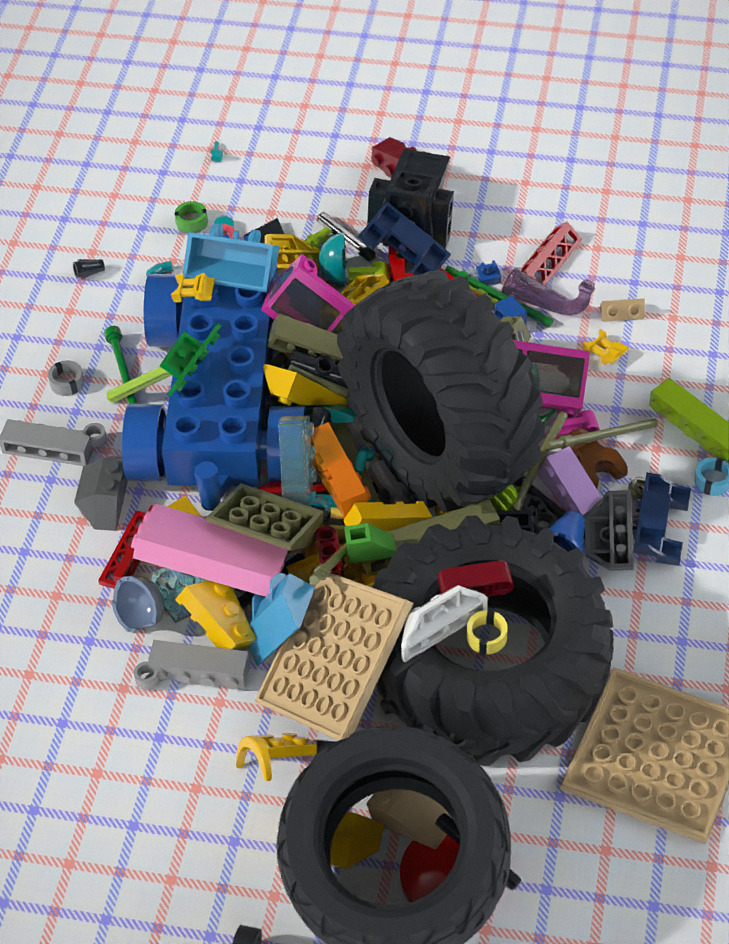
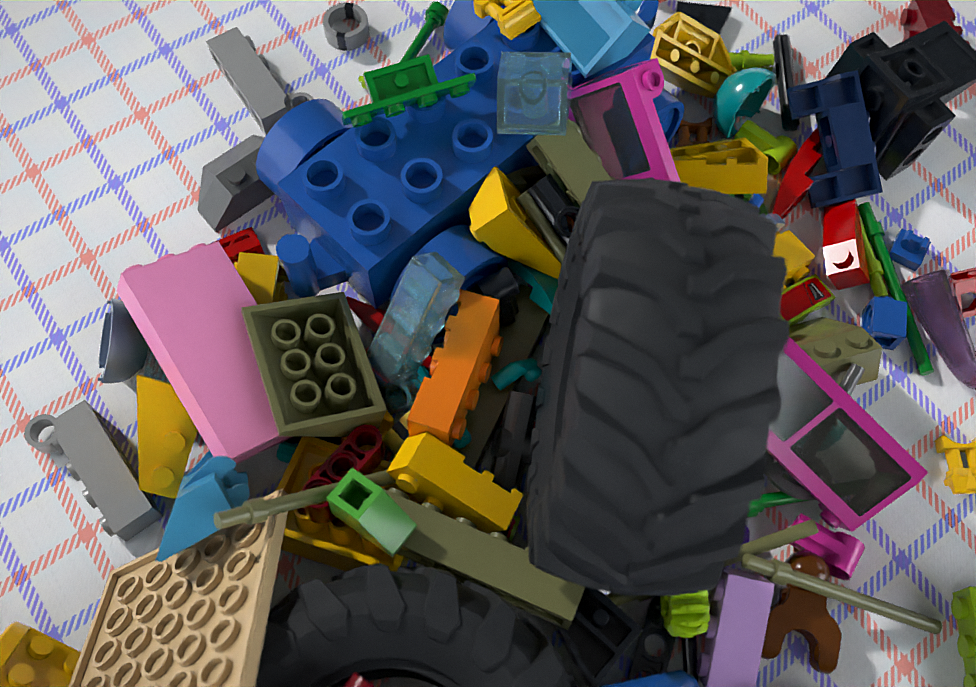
camera: 40 degrees right, 15 degrees up
(255, 312) = (534, 93): none -> clear light blue slope
(539, 488) = (686, 614): none -> lime gear

